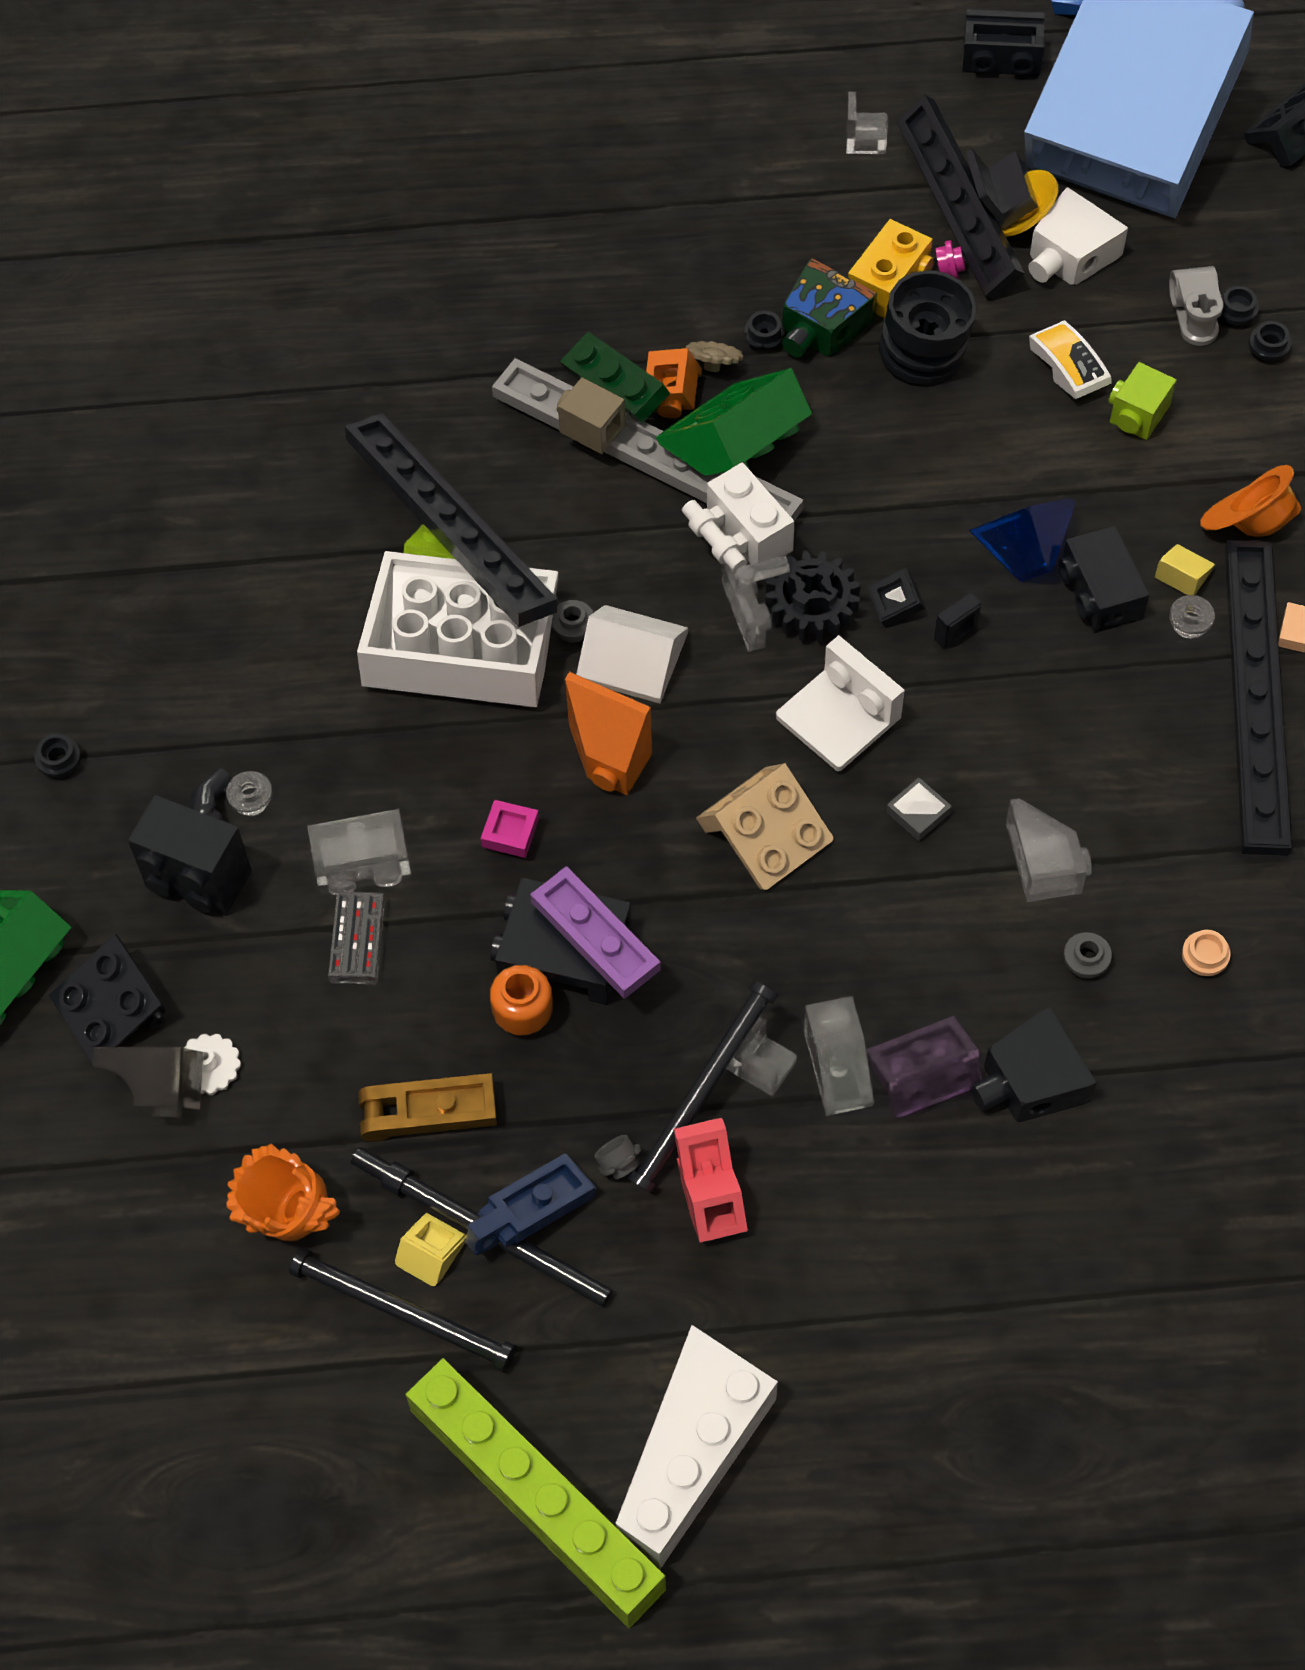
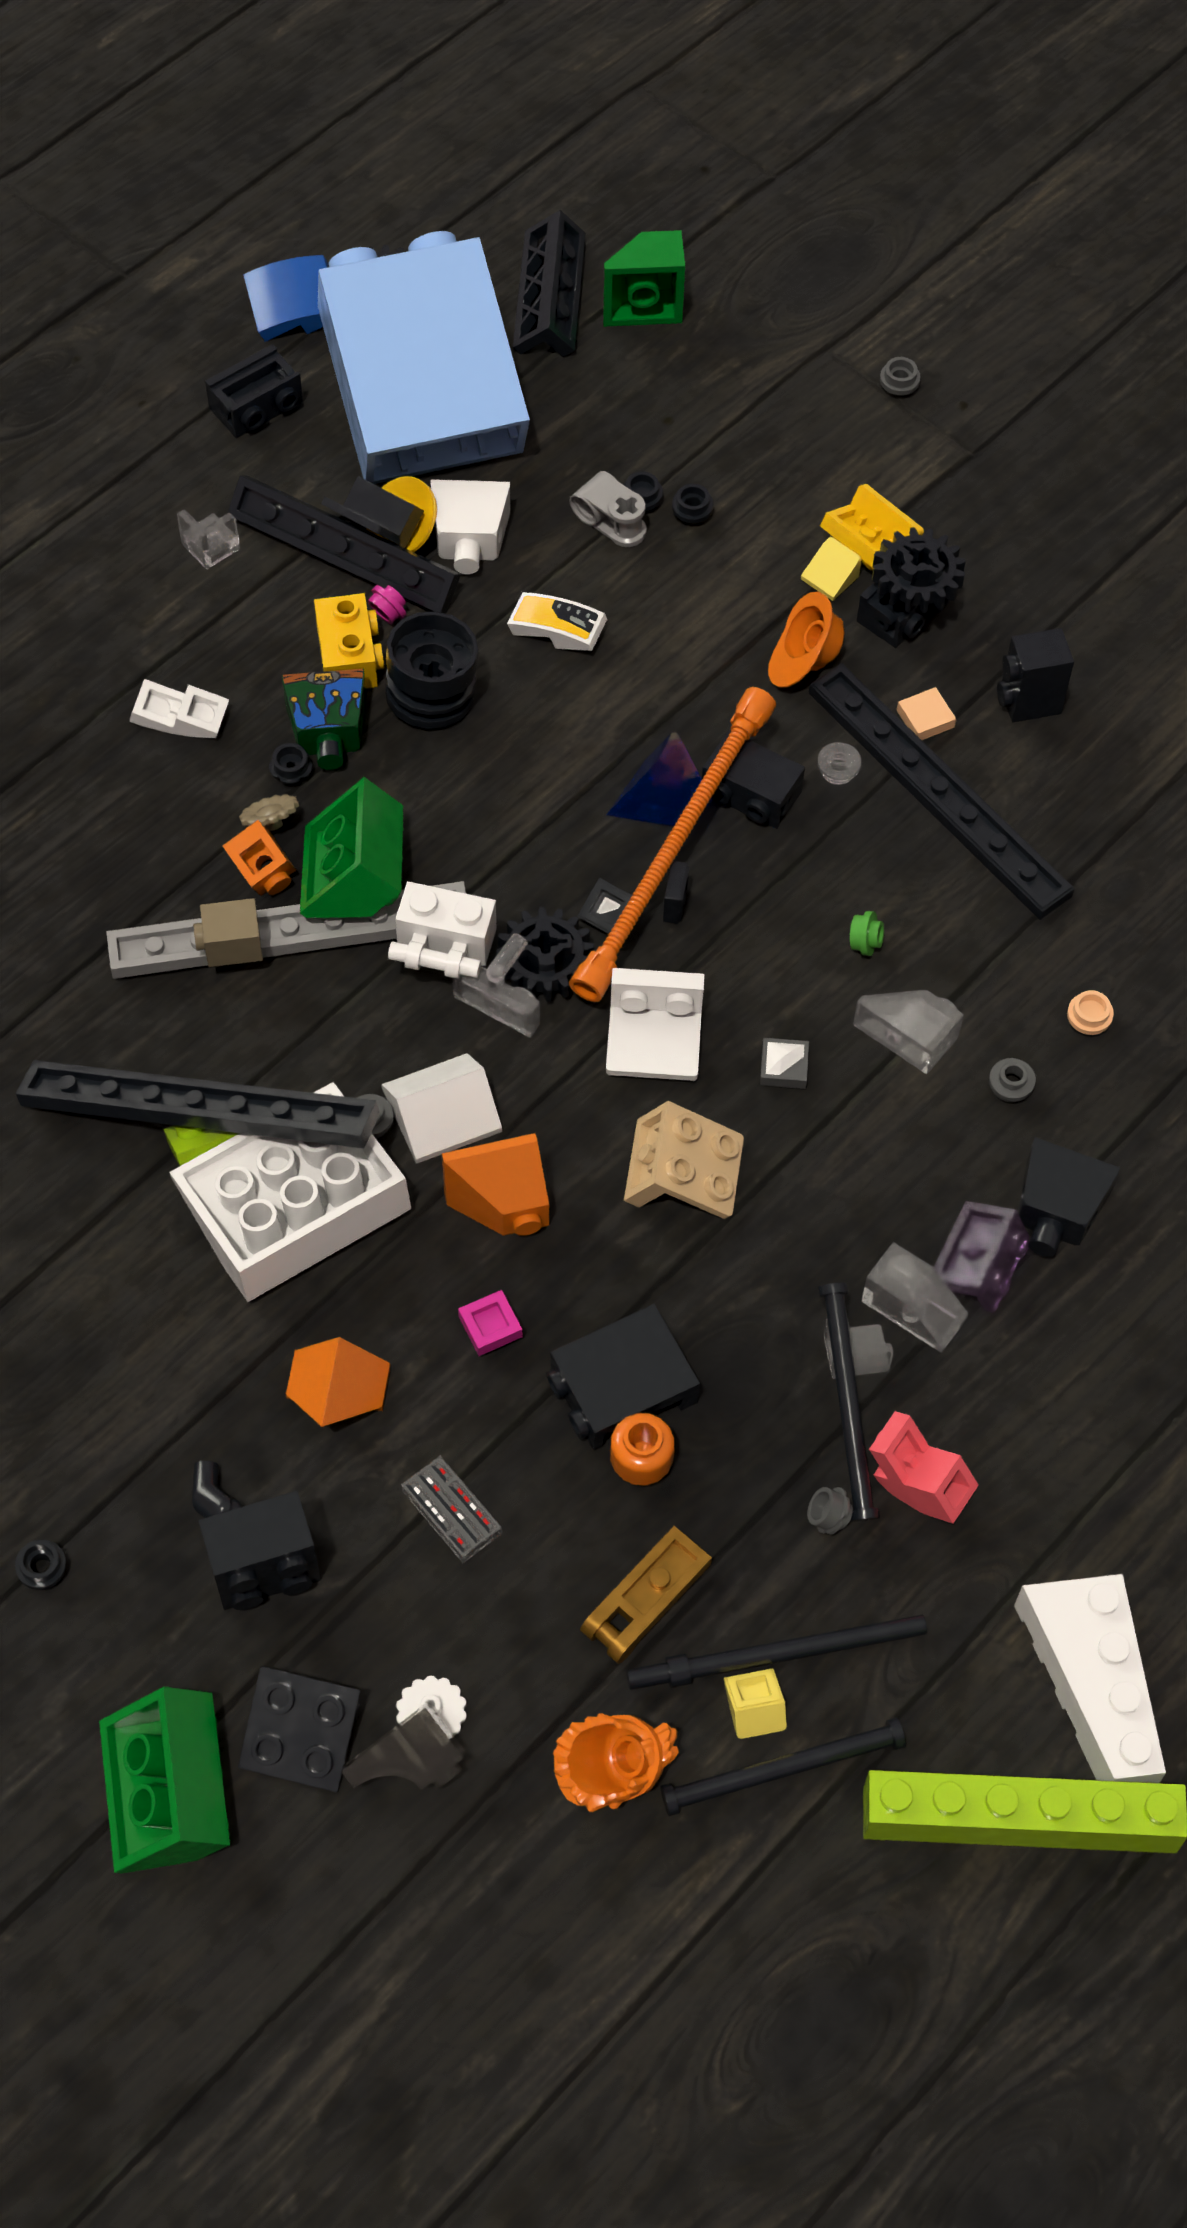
camera: 45 degrees left, 0 degrees up
(249, 803) = (242, 1476): clear plate -> none
(359, 852) = (390, 1438): clear brick -> none
(363, 785) = (337, 1381): none -> orange slope
(530, 1205) = (806, 1601): dark blue hinge -> none
(595, 932) = (658, 1346): medium lavender plate -> none
(614, 372) = (191, 885): dark green plate -> none
(721, 240) = (179, 713): none -> white slope
(1079, 758) = (866, 933): none -> bright green plate
(1136, 526) = (595, 972): none -> orange hose
(1141, 400) = (645, 617): lime brick -> none
(1183, 570) = (799, 731): light yellow slope -> none

